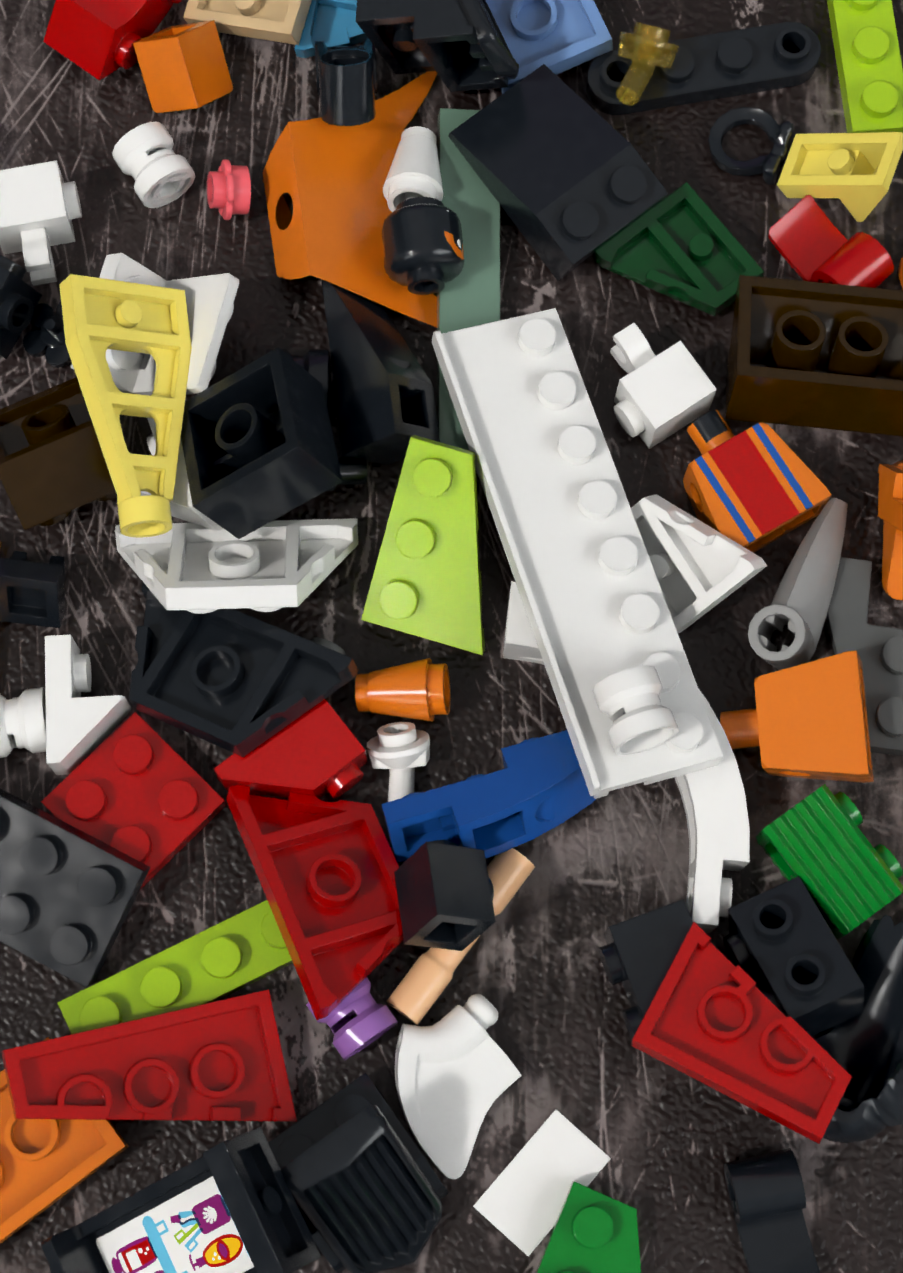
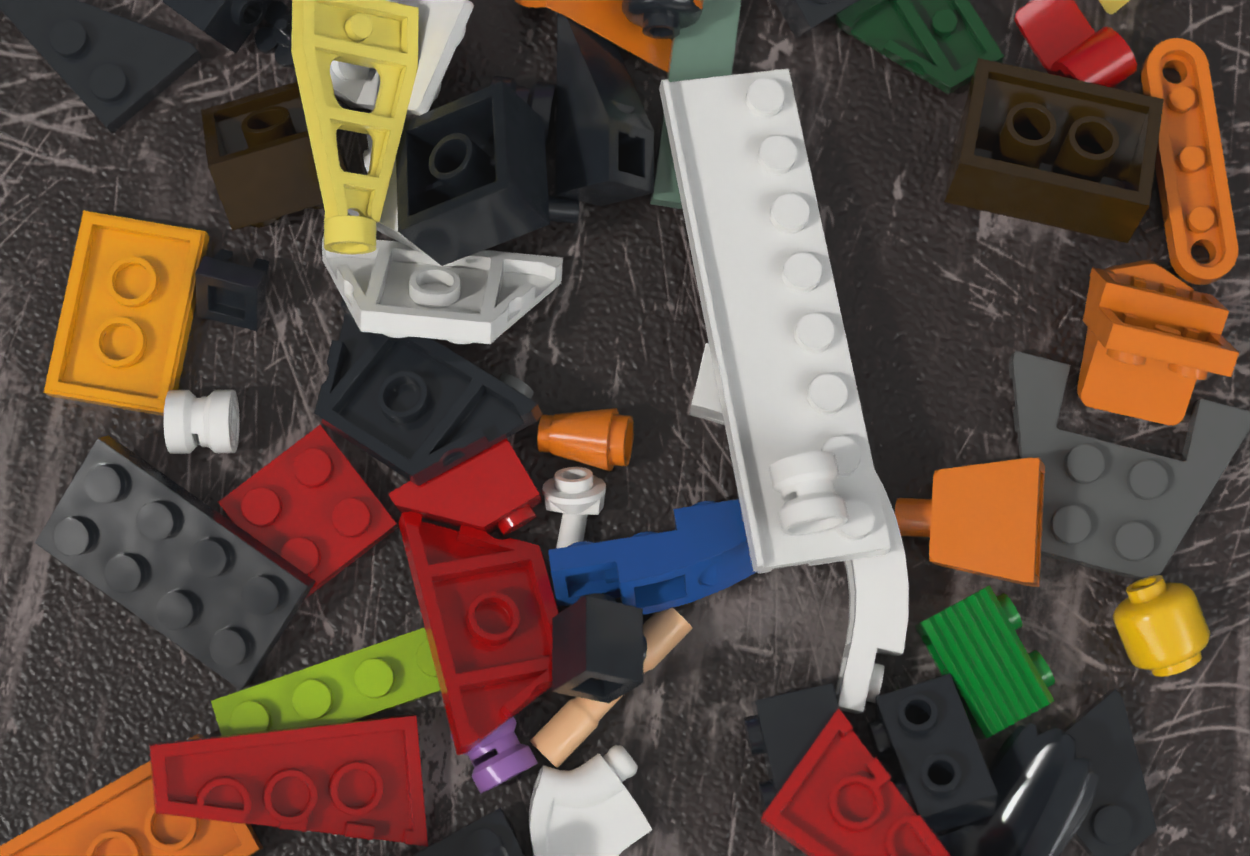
camera: 10 degrees right, 5 degrees up
(74, 722) = (257, 428): white slope -> none
(429, 553) = (629, 303): lime wing -> none
(659, 390) = (881, 165): white brick -> none
(691, 559) = (887, 342): white wing -> none
(749, 483) = (956, 275): torso -> none
(803, 592) = (996, 388): light grey piece -> none

